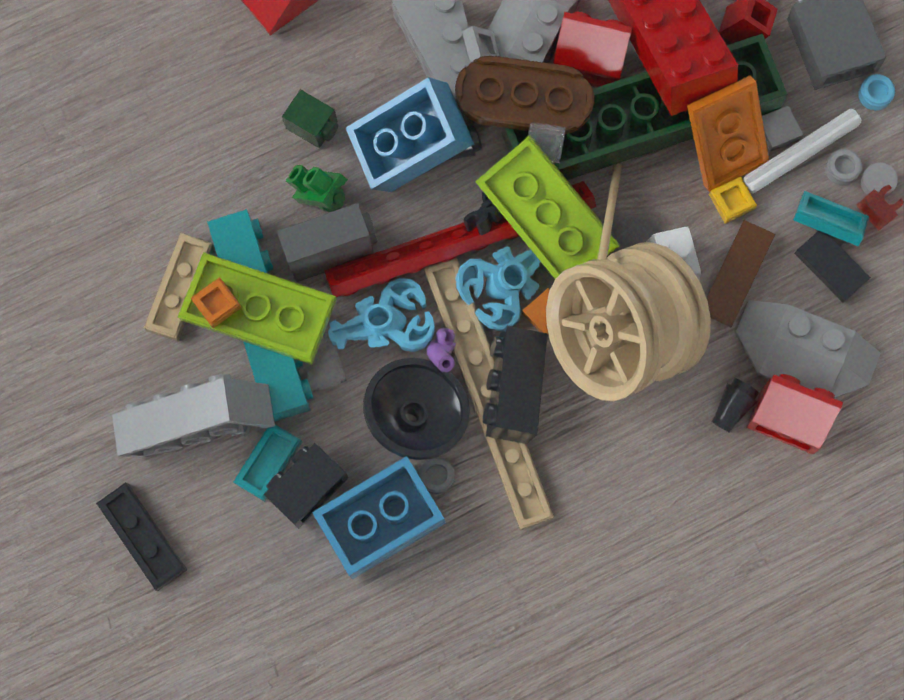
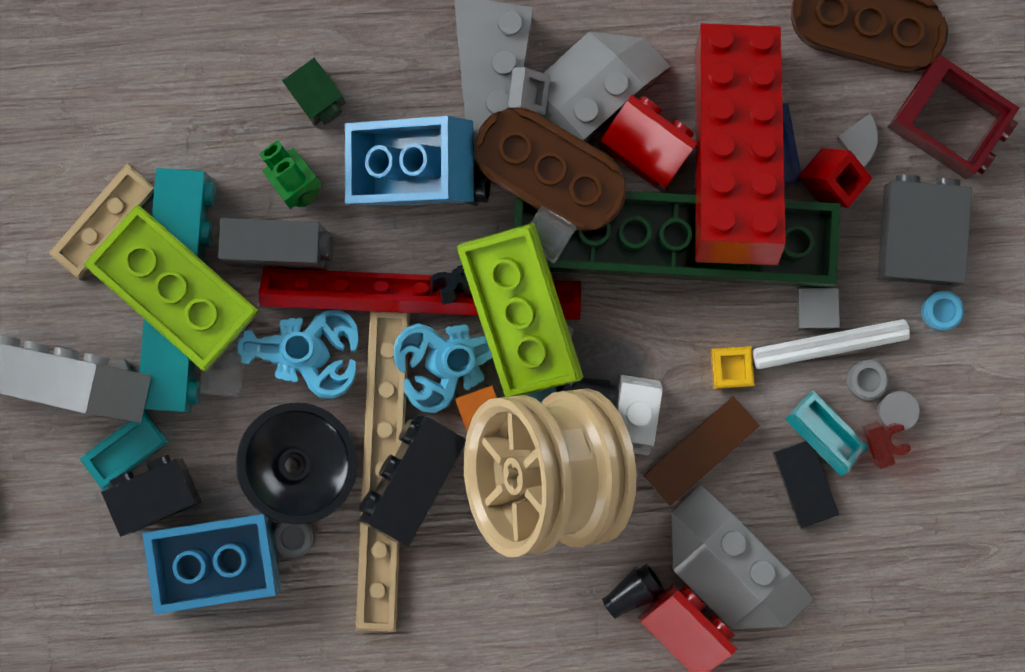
camera: 20 degrees right, 10 degrees up
(216, 302) = (128, 267): orange tile -> none
(440, 349) = (349, 408): medium lavender arm -> none
(610, 210) = (584, 341): tan axle -> none
(729, 133) = (753, 301): orange tile -> none

